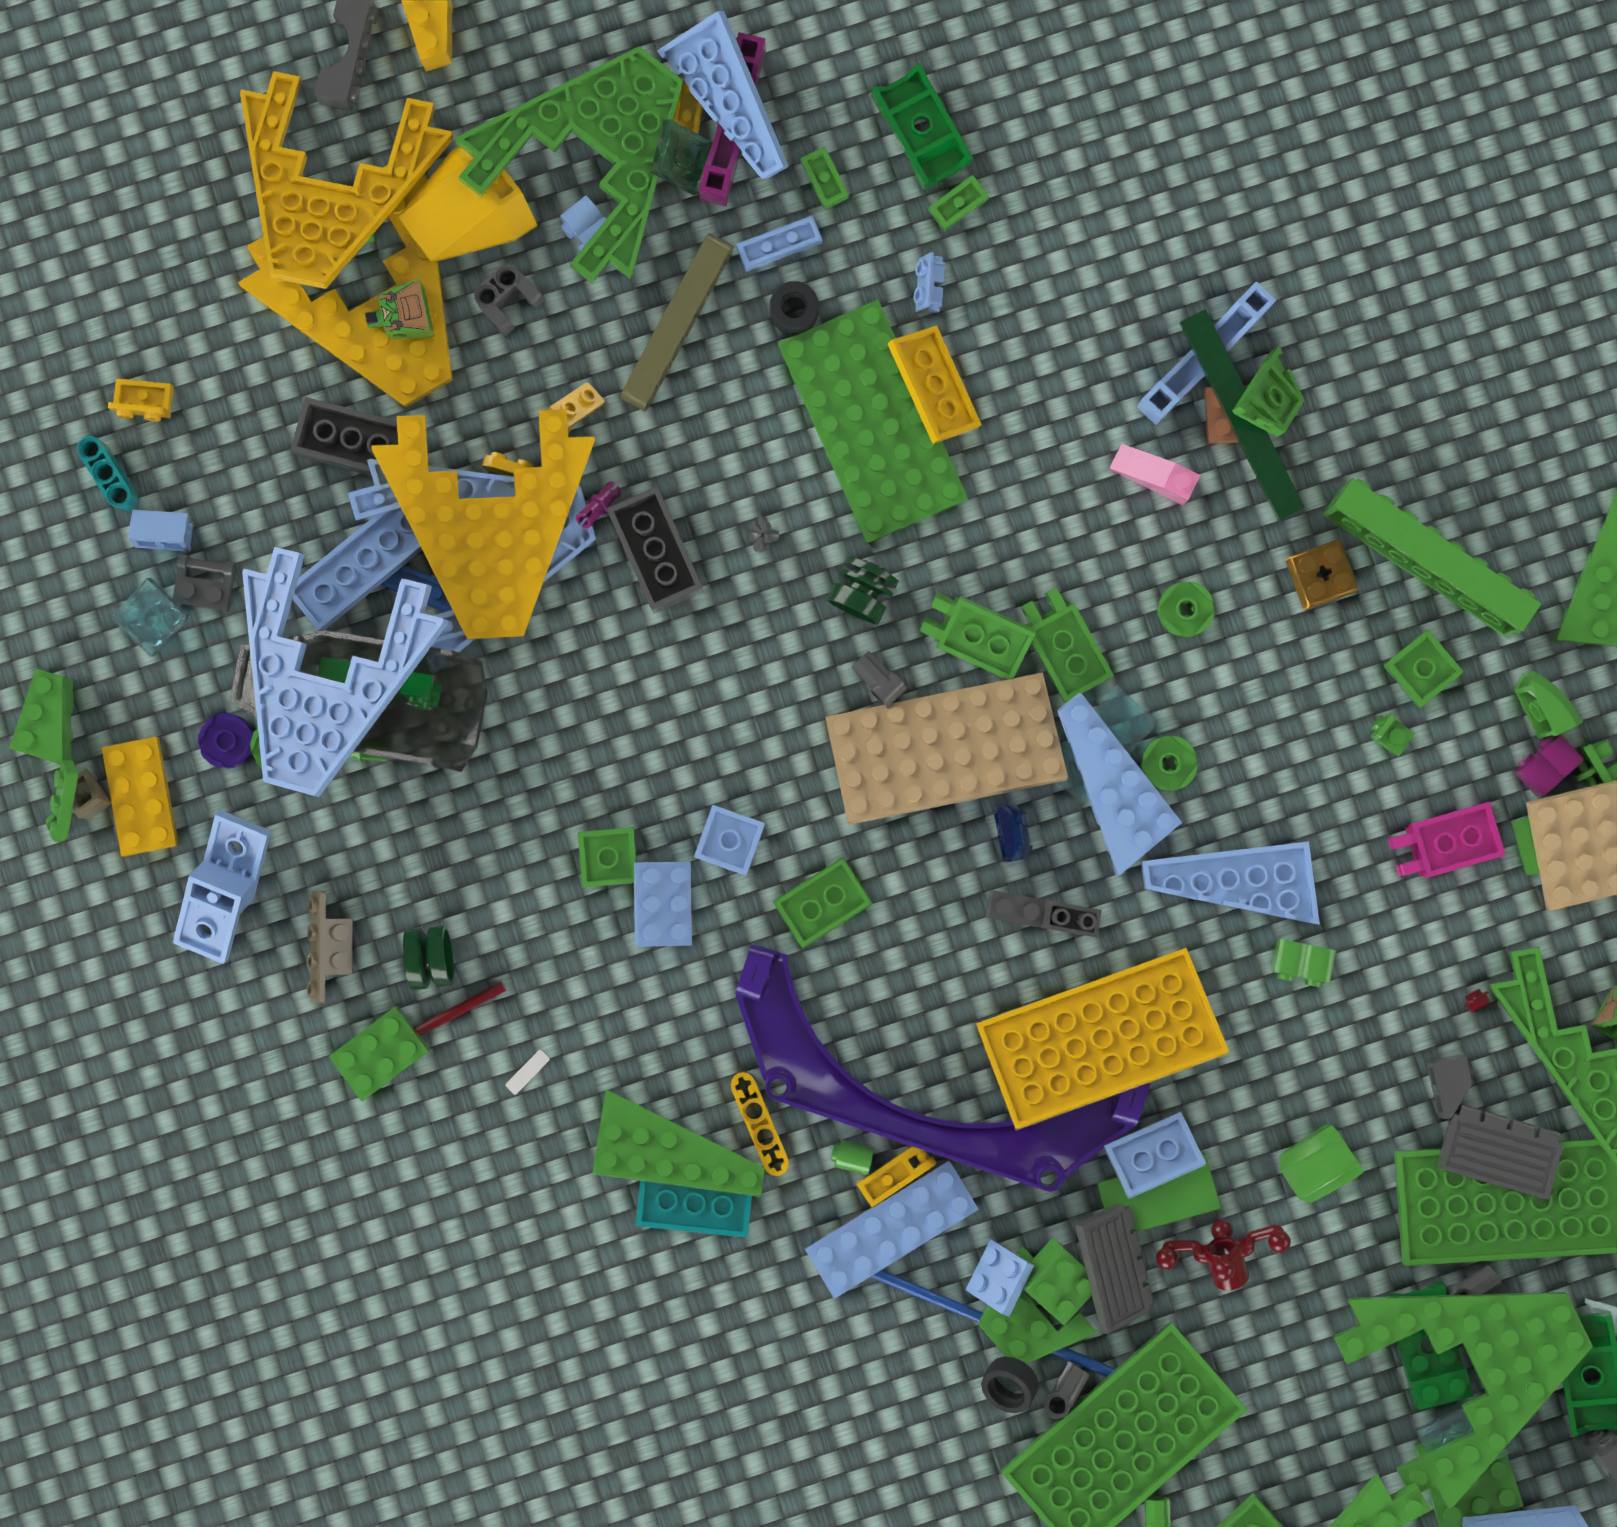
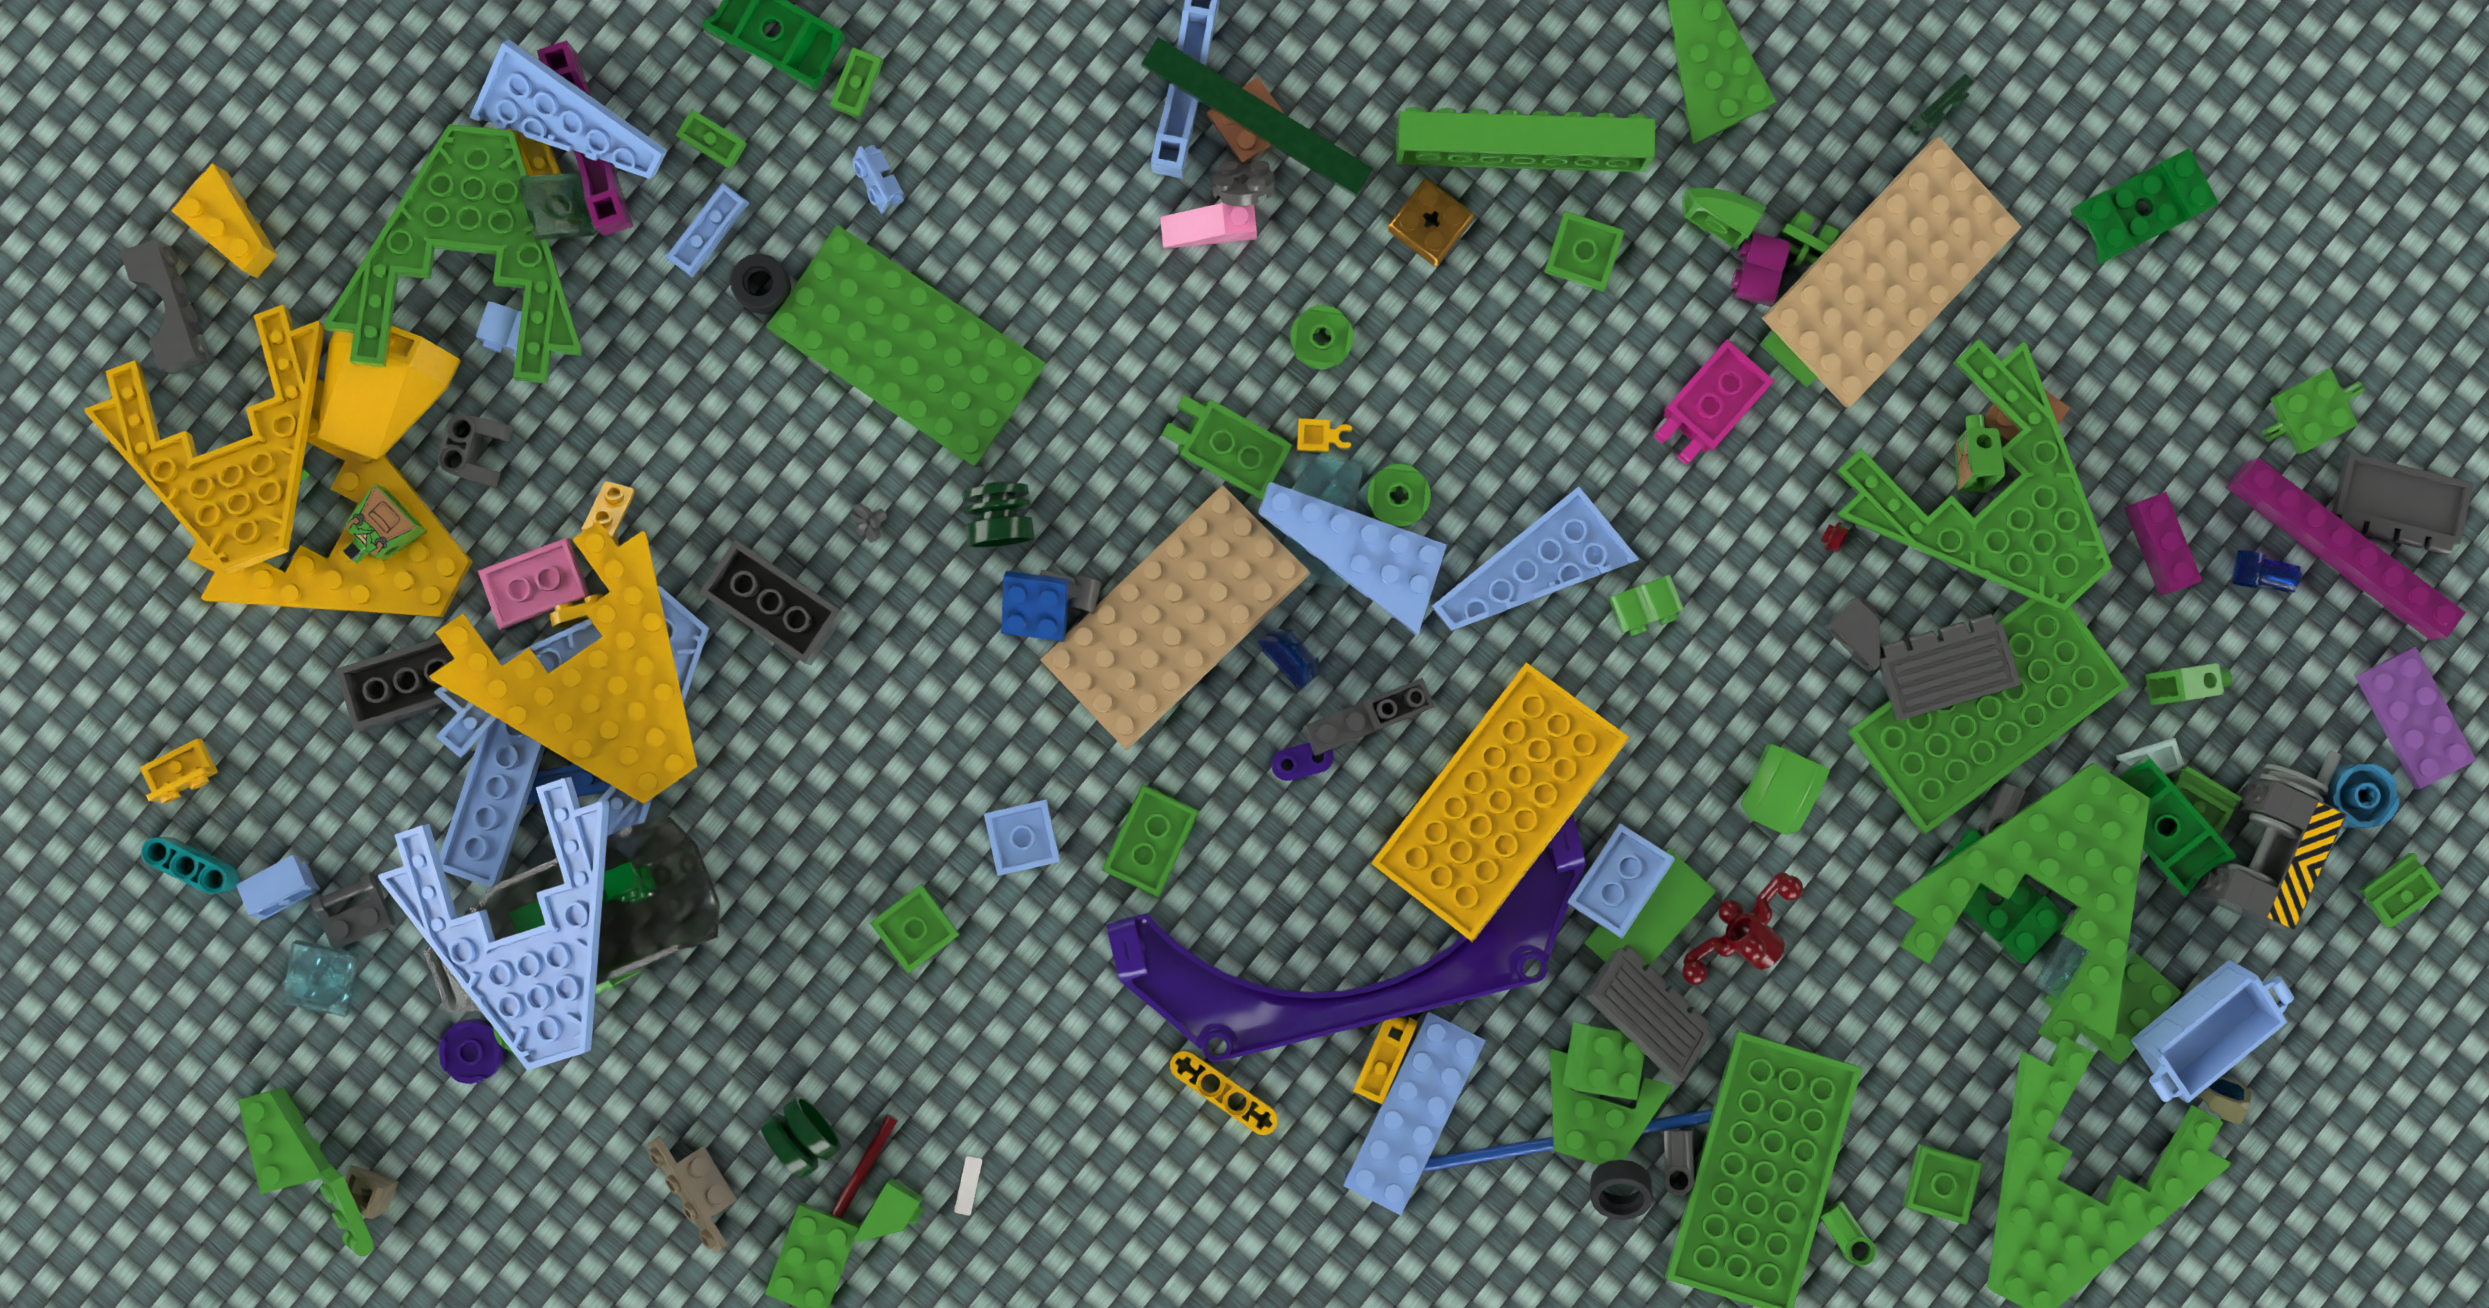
camera: 30 degrees left, 0 degrees up
(140, 796) = (421, 1159): yellow plate -> none
(221, 886) = (555, 1196): light blue bracket -> none
(459, 1055) = (891, 1212): none -> bright green slope
(487, 425) = (533, 583): none -> bright pink tile
(597, 504) = (689, 593): magenta pin -> none
(655, 1150) = (1136, 1182): bright green wing -> none
(662, 904) = (996, 940): light blue plate -> none
(677, 322) = (655, 368): olive beam -> none
(693, 1210) = (1208, 1209): teal plate -> none
(847, 674) = (1034, 606): none -> blue plate
(852, 1157) = (1332, 1067): bright green brick -> none
(934, 384) = (942, 272): yellow plate -> none
(972, 915) = (1302, 762): none -> dark purple plate
(979, 635) = (1138, 487): bright green tile -> none
(999, 1277) = (1546, 1093): light blue plate -> none
(1136, 680) = (1316, 435): none -> yellow plate
(1200, 457) = (1243, 182): none -> dark grey plate
(1271, 397) = (1274, 82): bright green wing -> none
(1391, 734) = (1593, 333): bright green bracket -> none

